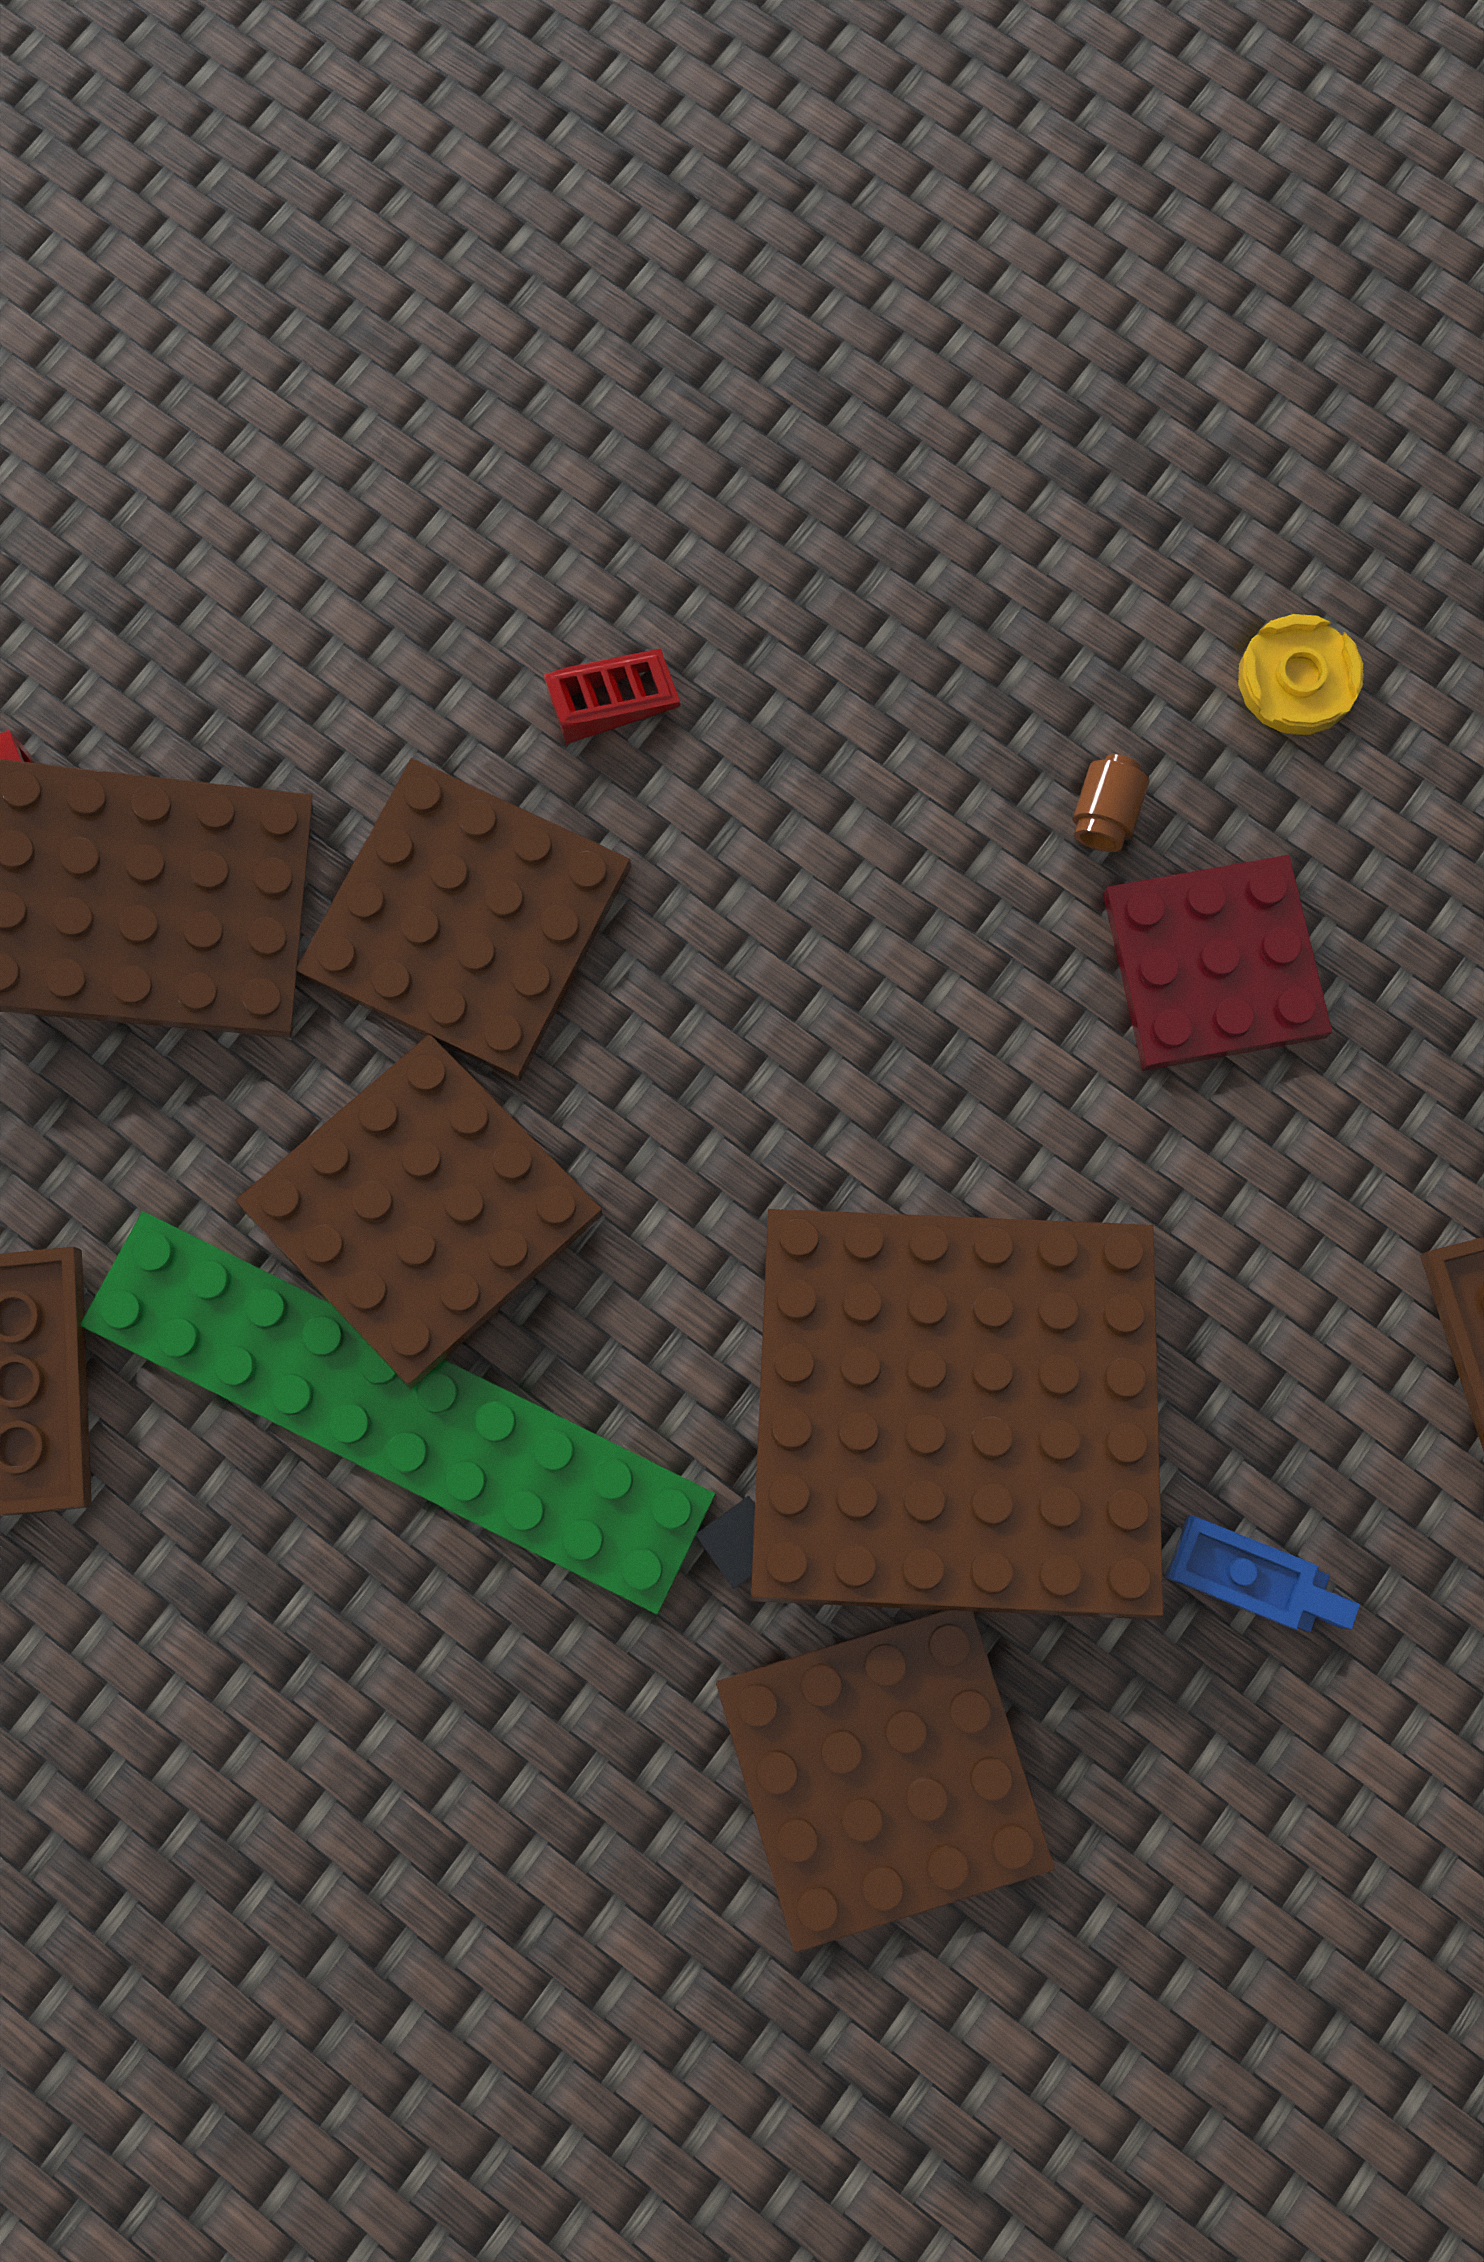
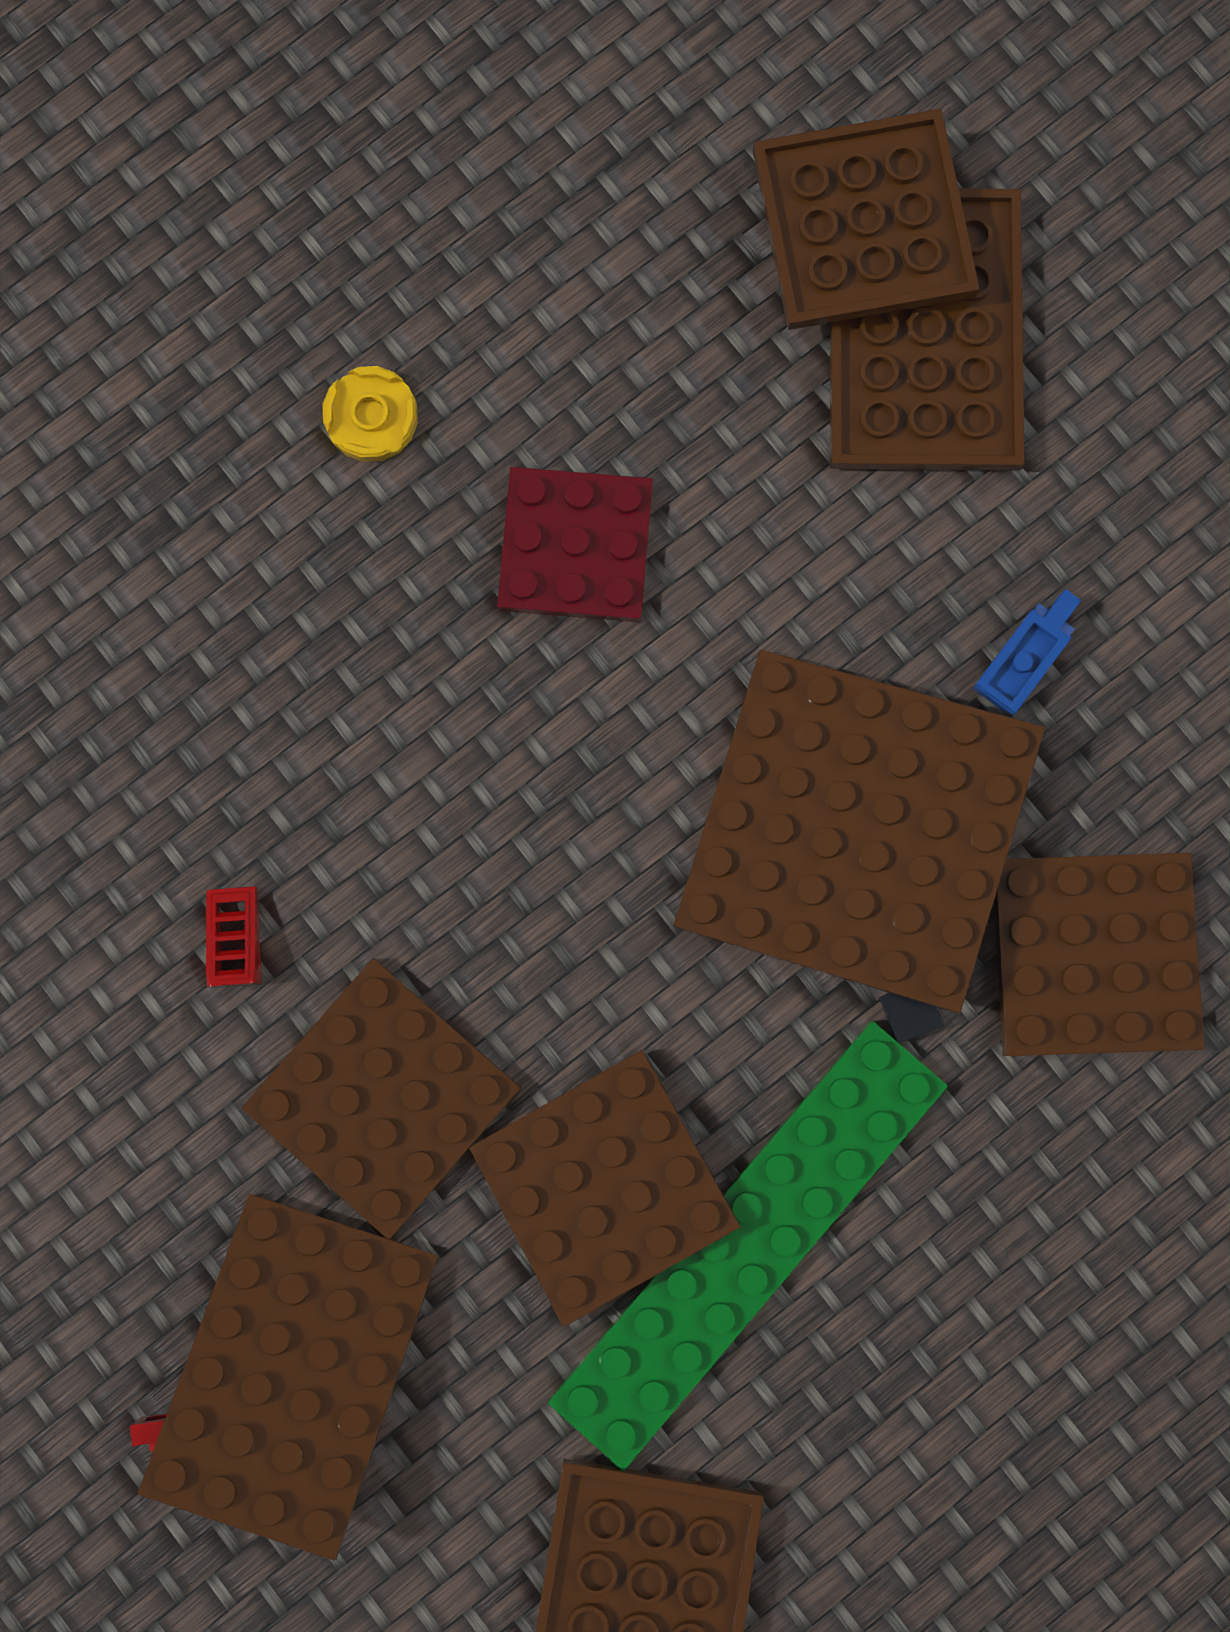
camera: 75 degrees left, 5 degrees up
(1110, 803) = (433, 584): dark orange brick -> none

